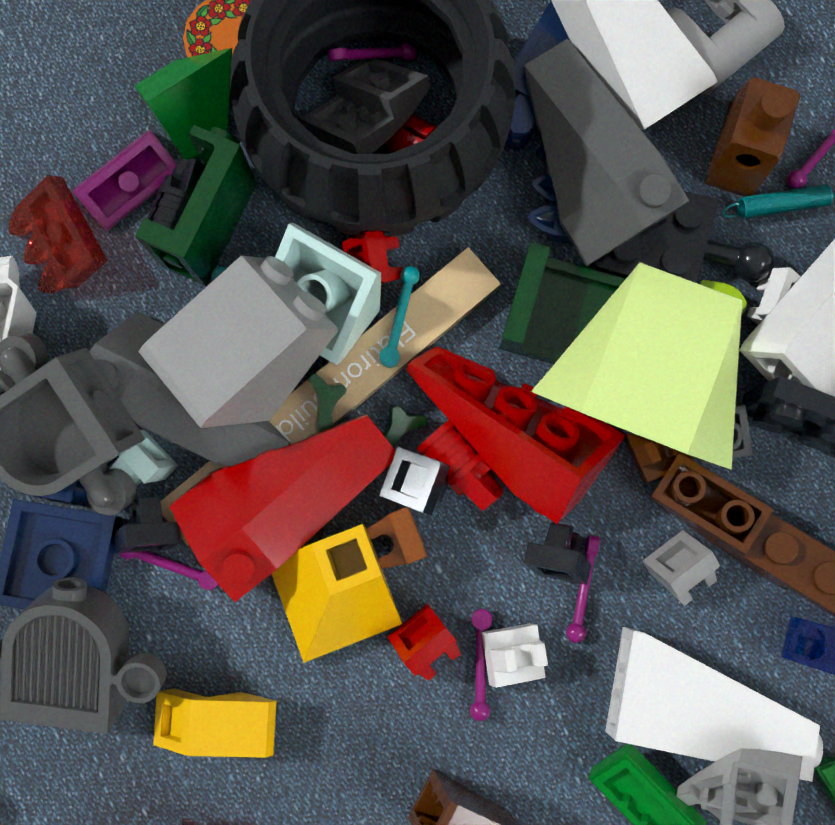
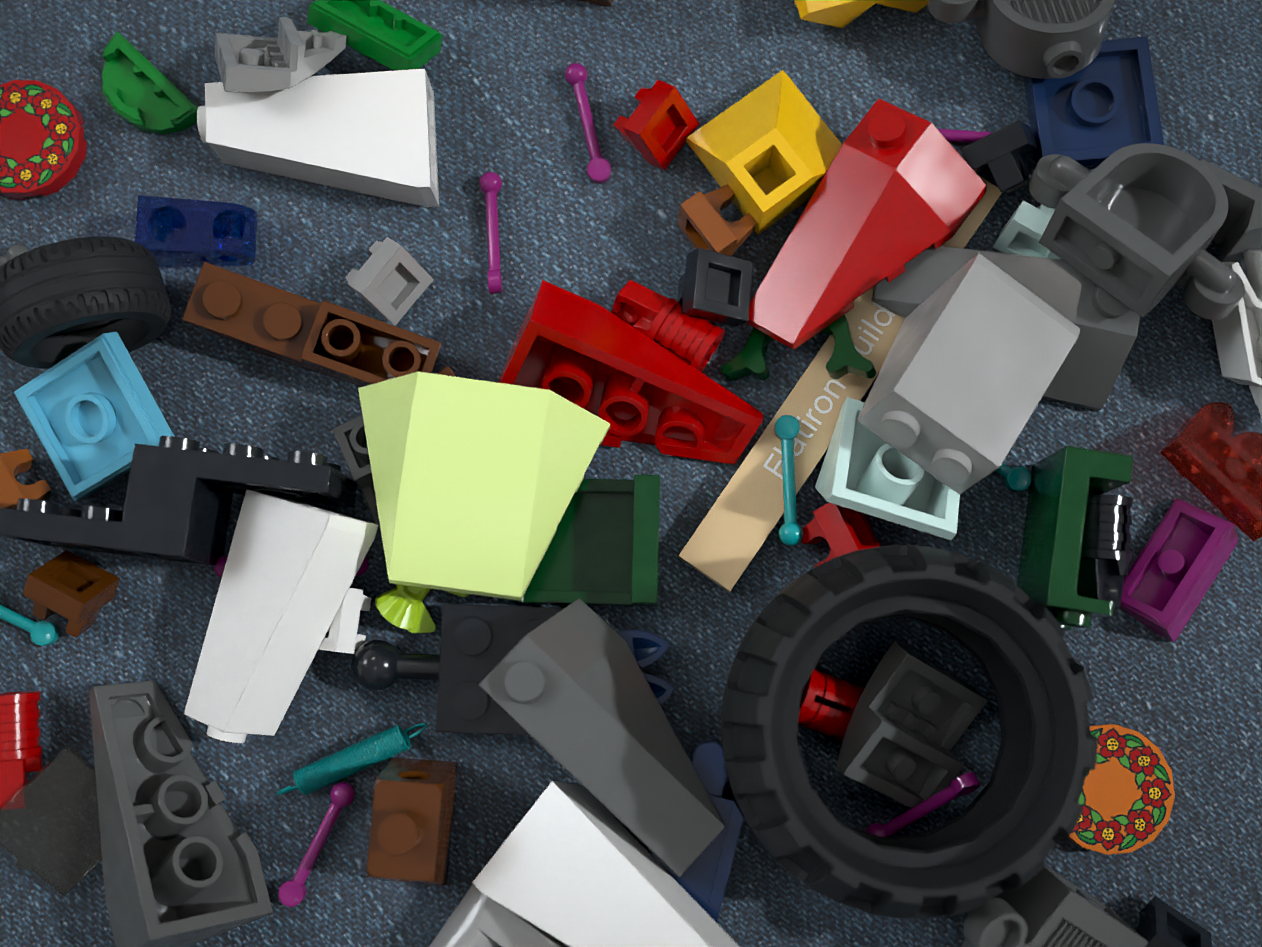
camera: 170 degrees right, 0 degrees up
(190, 94) = (1138, 685): green slope -> none
(514, 655) = (554, 139): white tile -> none
(559, 556) = (530, 250): black tile -> none

